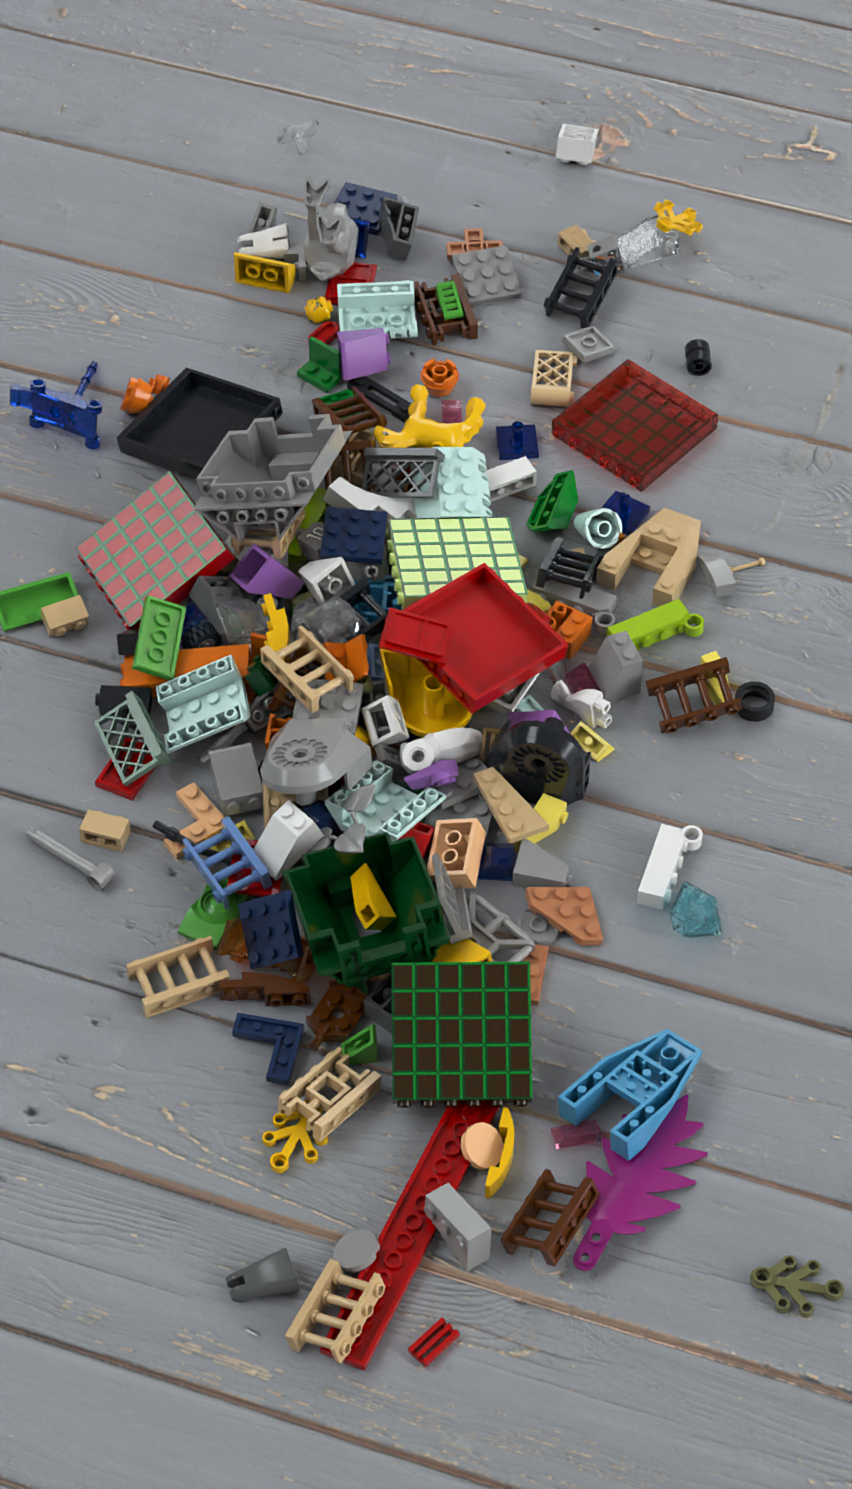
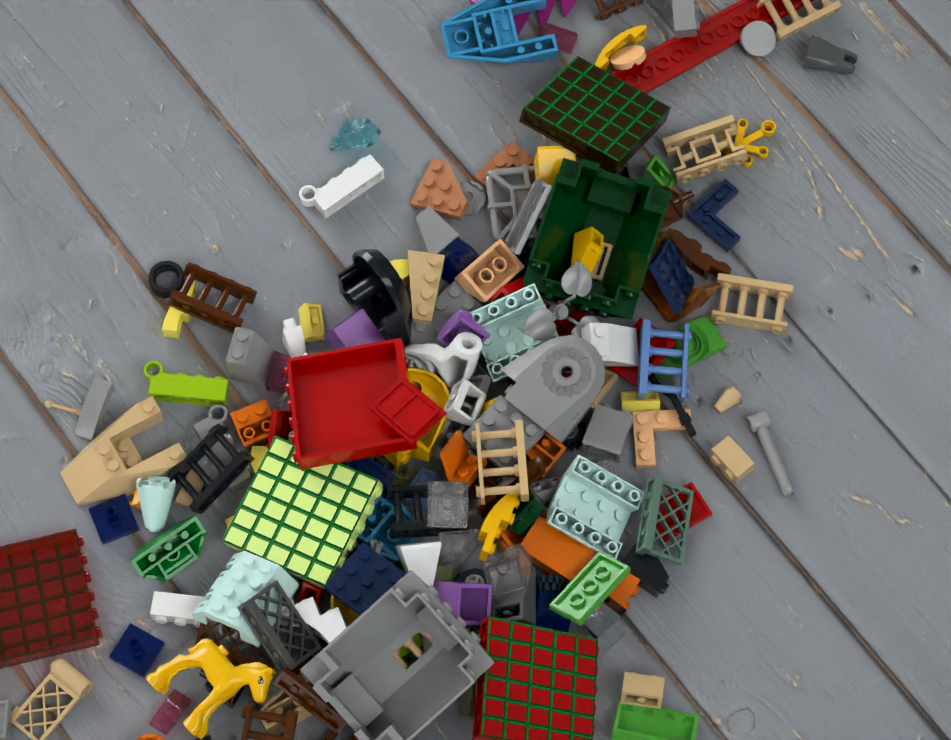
camera: 145 degrees left, 15 degrees up
(143, 881) = (728, 399): none -> tan cone
(362, 932) = (599, 277): none -> tan tile

